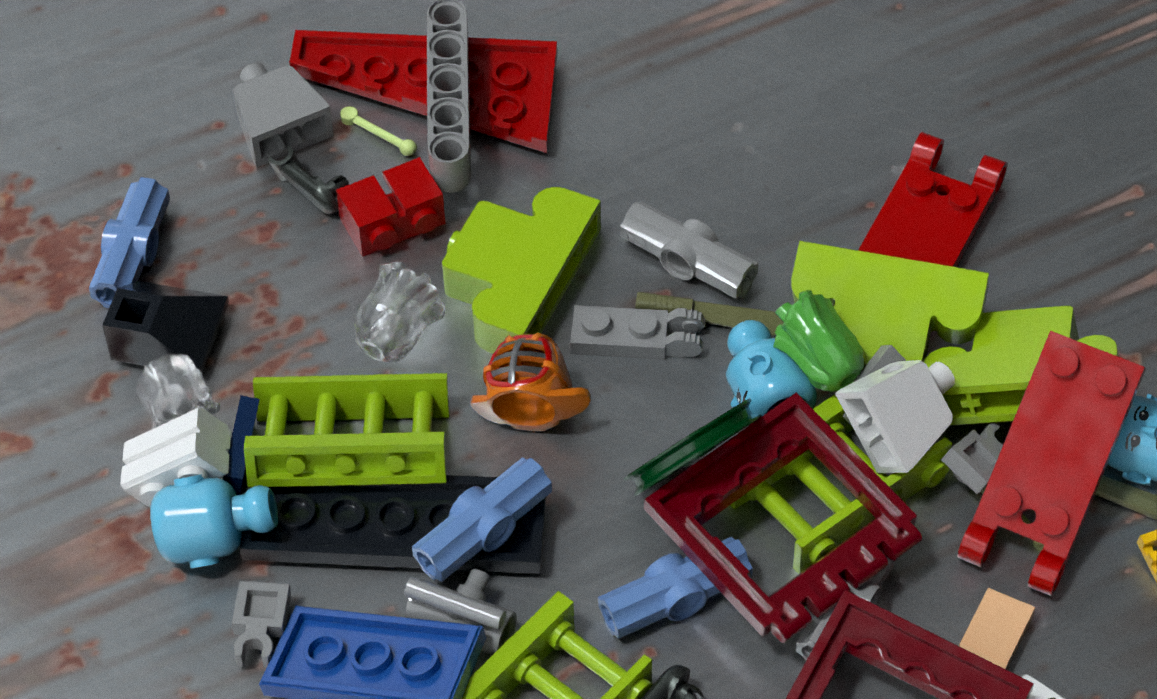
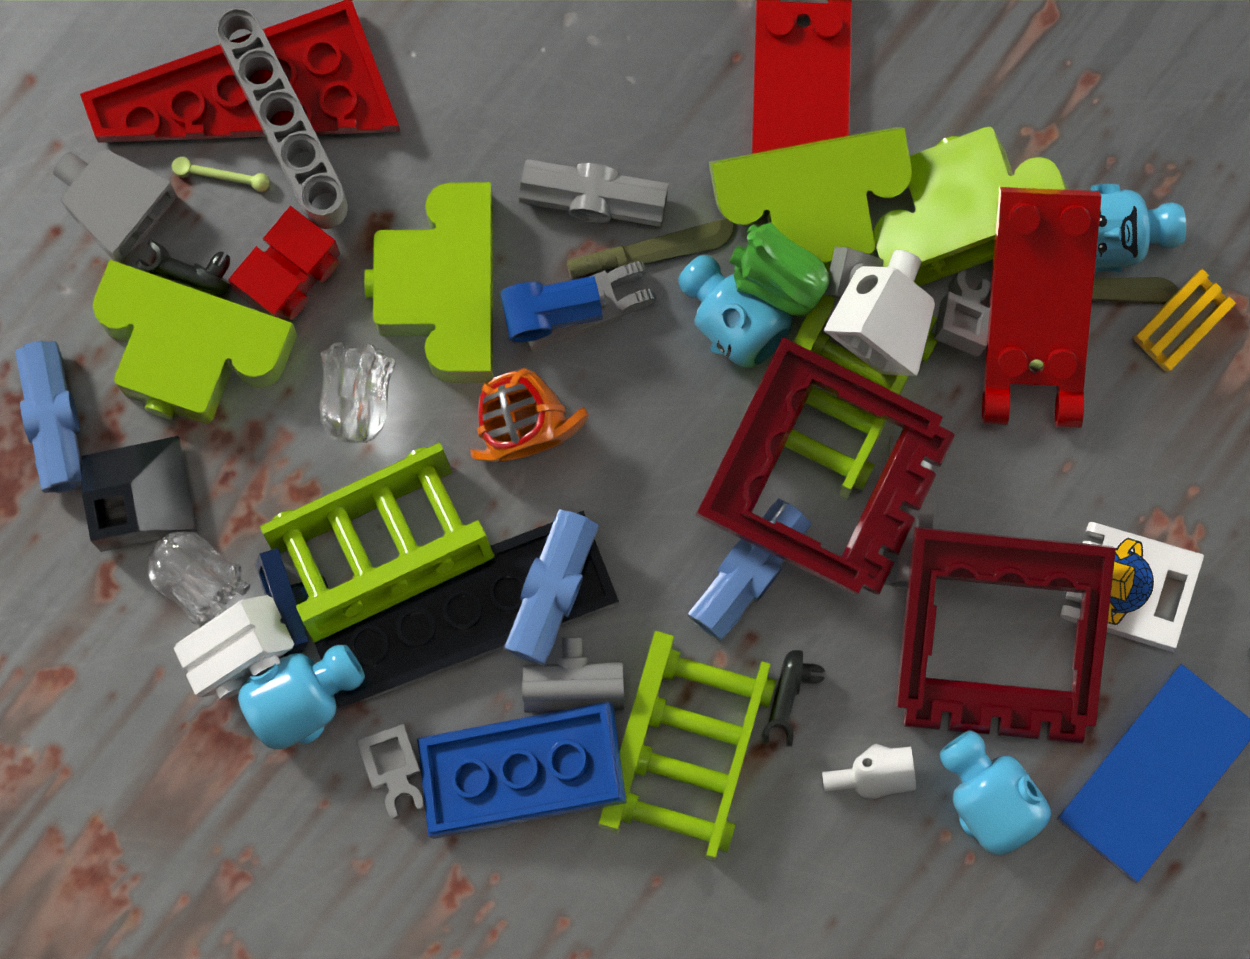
camera: 25 degrees left, 25 degrees up
(277, 230) = (186, 342): none -> lime brick
(587, 305) = (537, 310): none -> blue piece
(692, 447) = (712, 434): dark green wedge -> none
(997, 628) = (1046, 493): light nougat tile -> none

